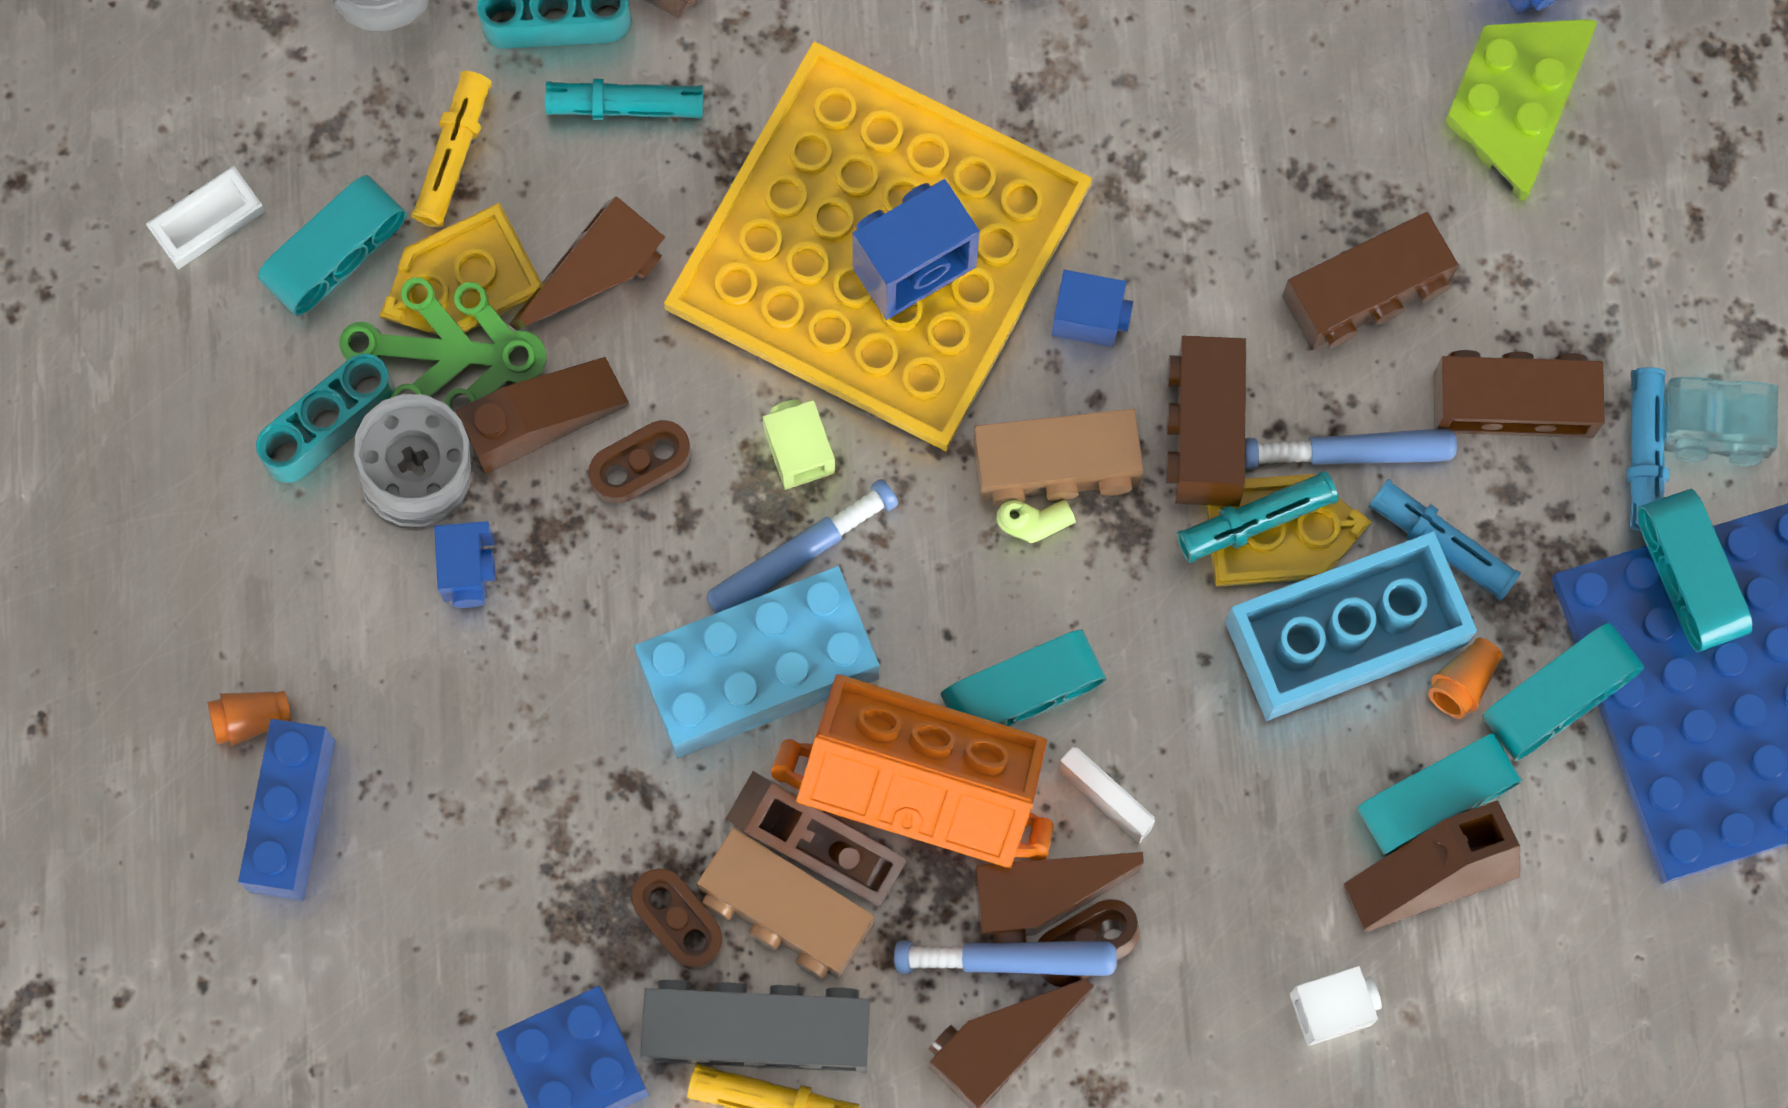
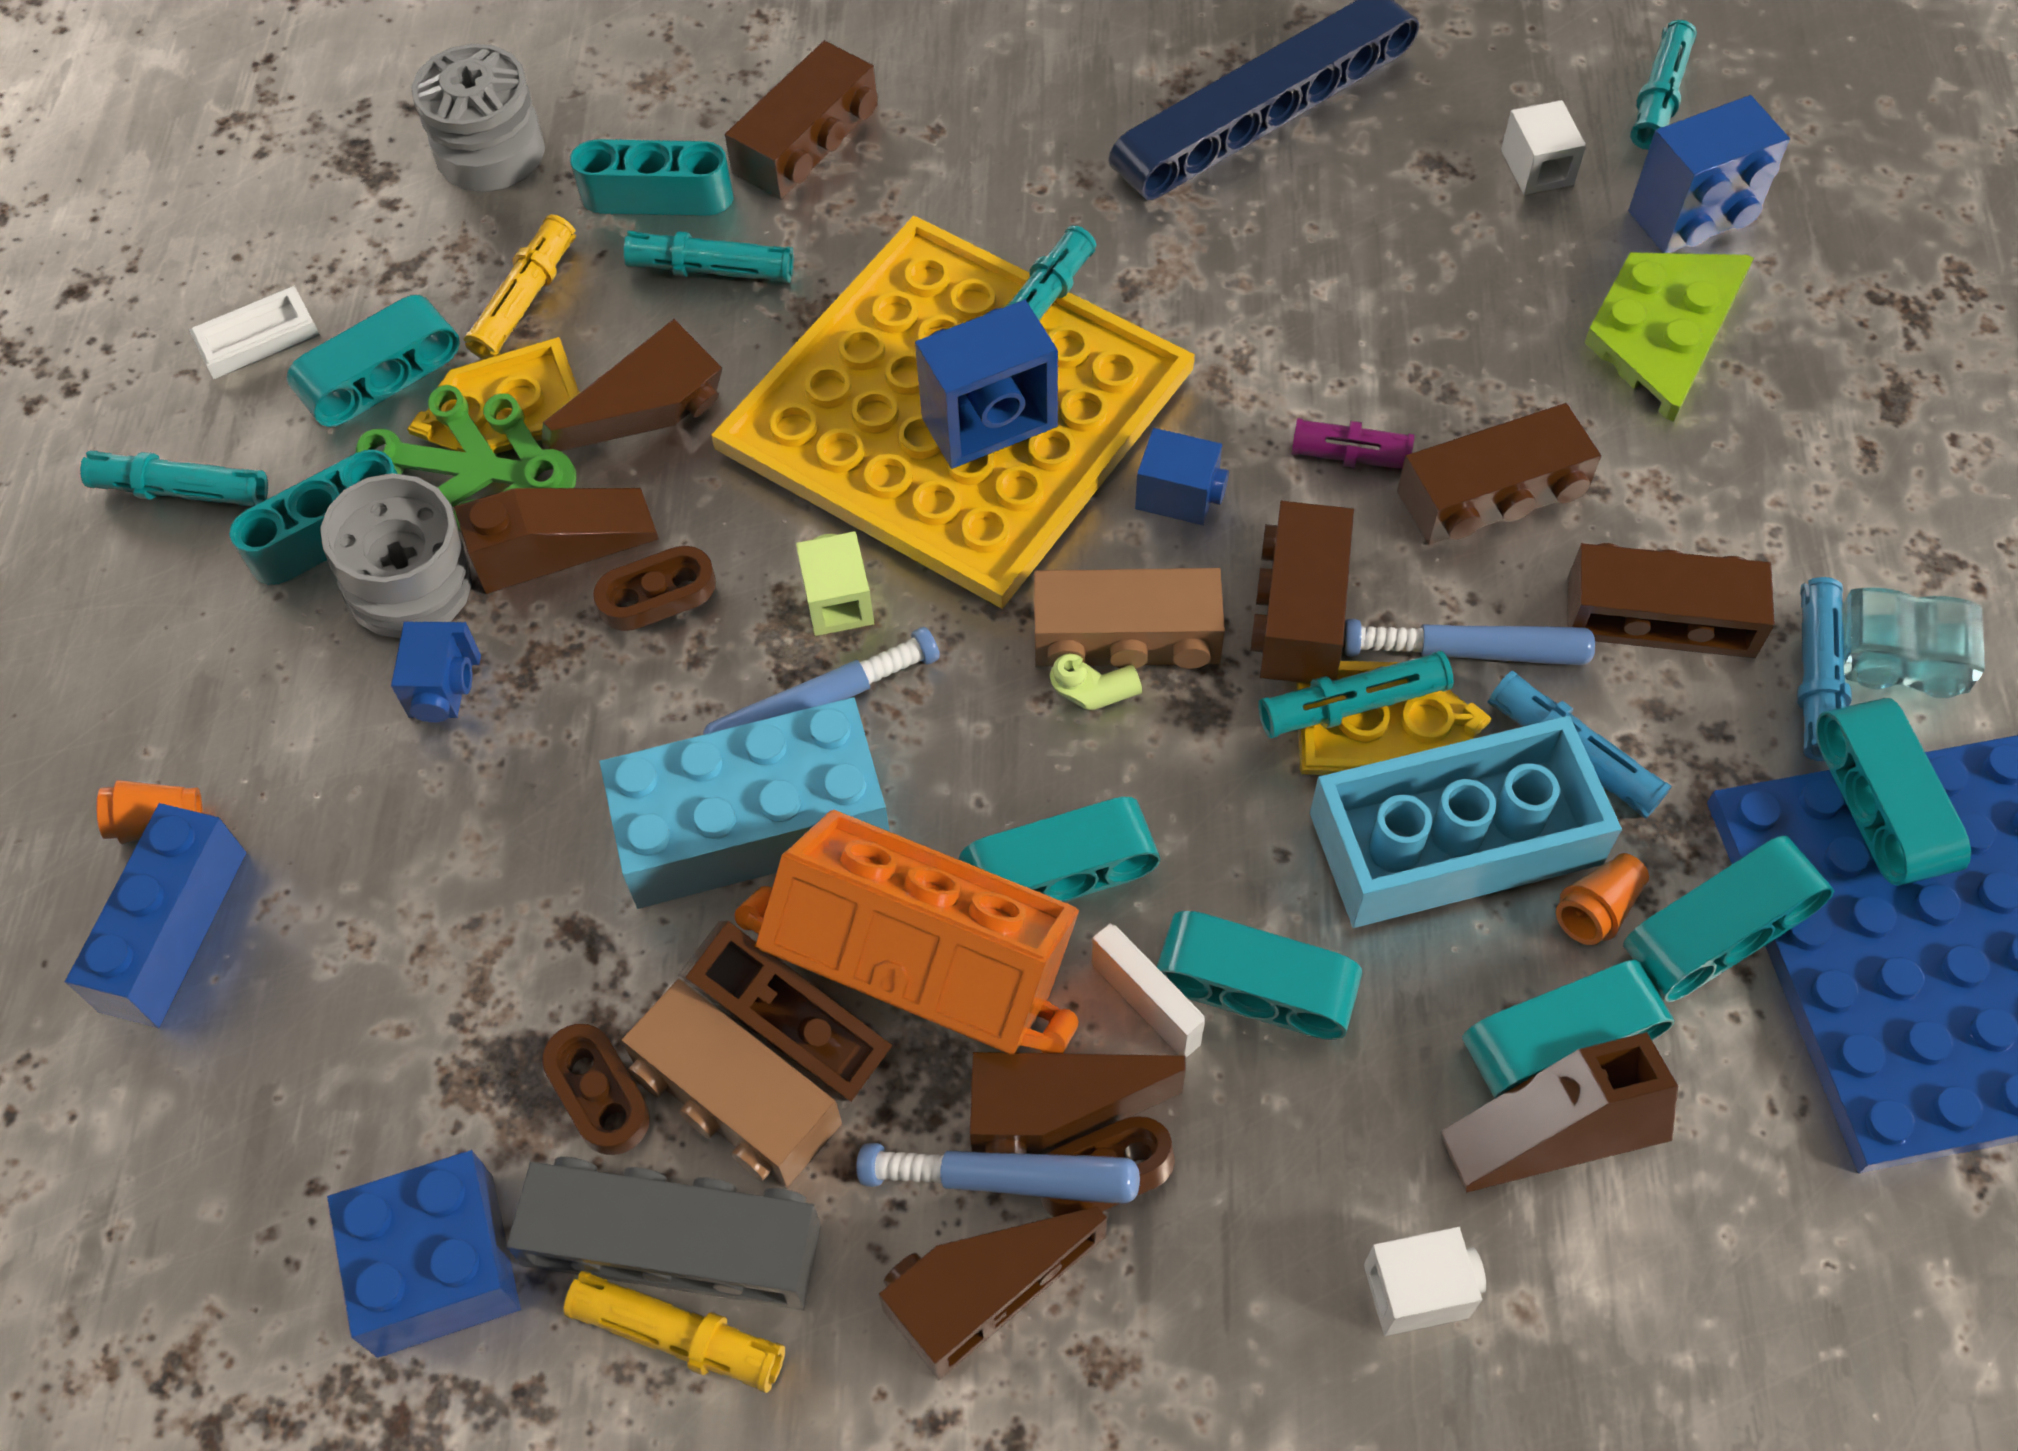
camera: 10 degrees right, 15 degrees down
(167, 387) = (150, 476): none -> teal pin
(968, 82) = (1053, 274): none -> teal pin
(1193, 772) = (1260, 975): none -> teal beam
(1240, 257) = (1311, 437): none -> magenta pin

